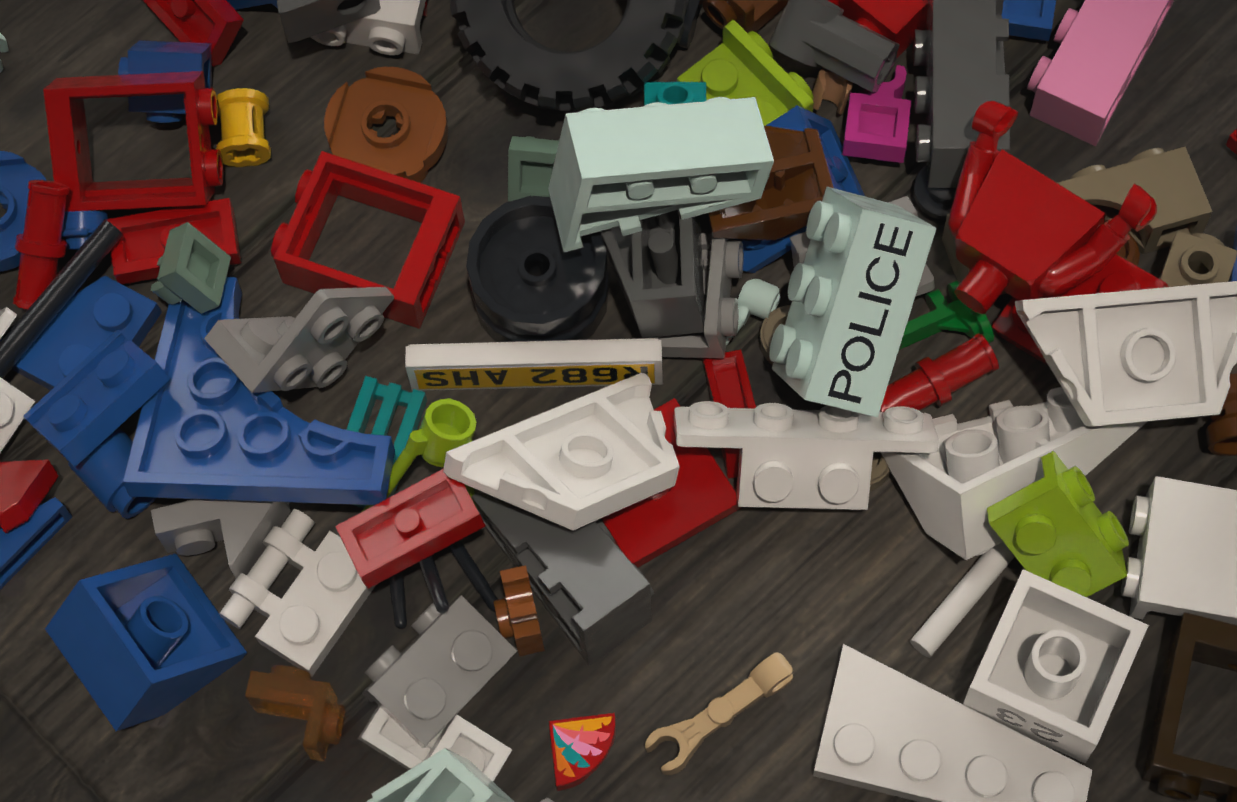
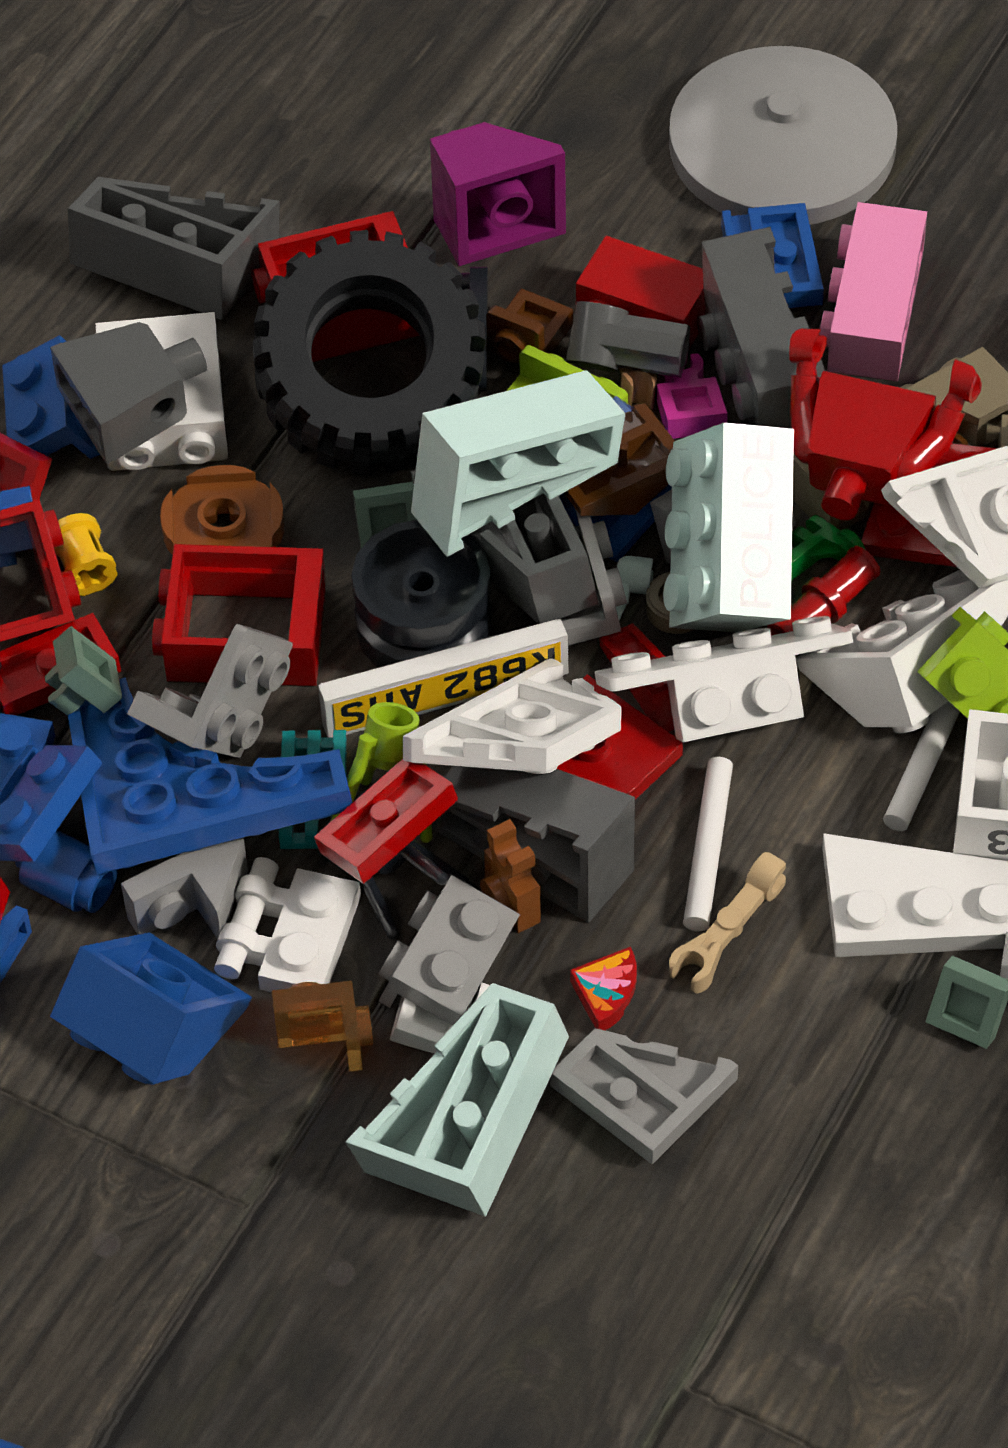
camera: 20 degrees left, 15 degrees down
(730, 617) = (708, 844): none -> white bar

